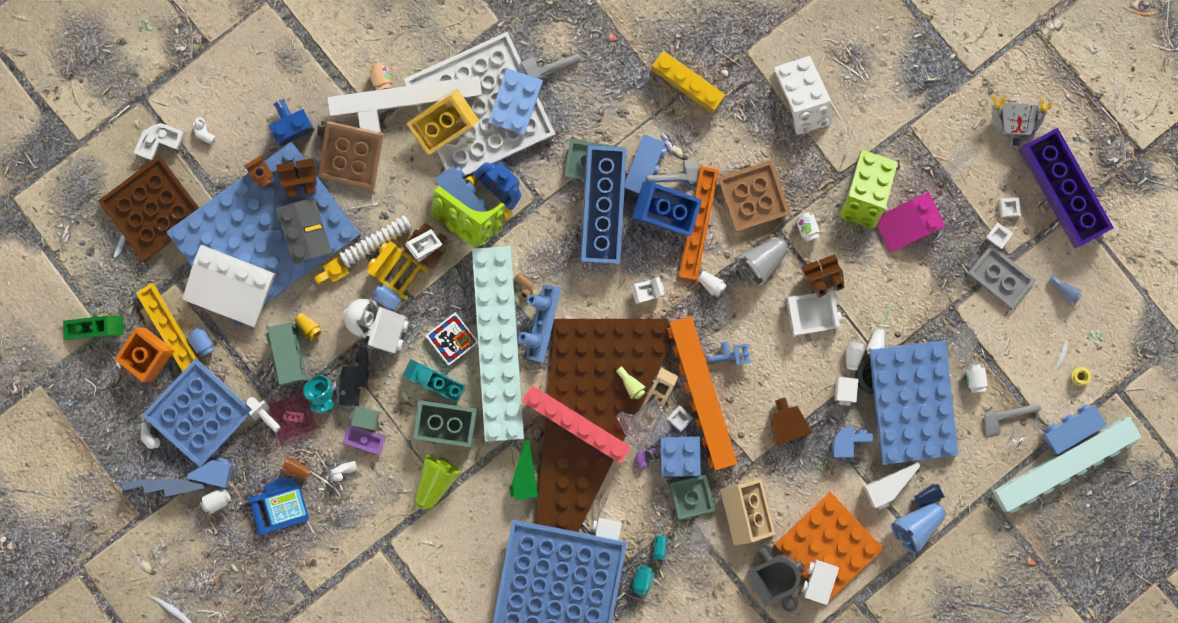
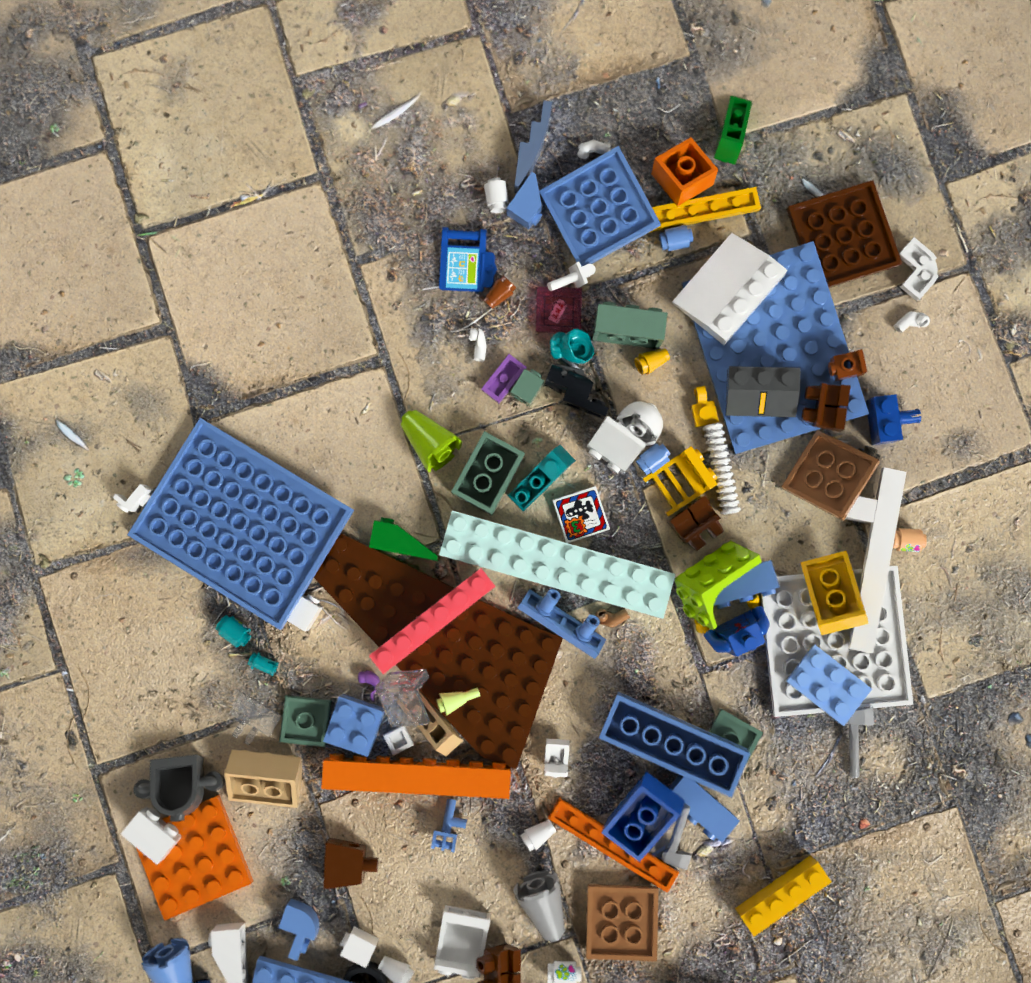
camera: 115 degrees right, 0 degrees up
(423, 245) = (698, 520): white slope -> none

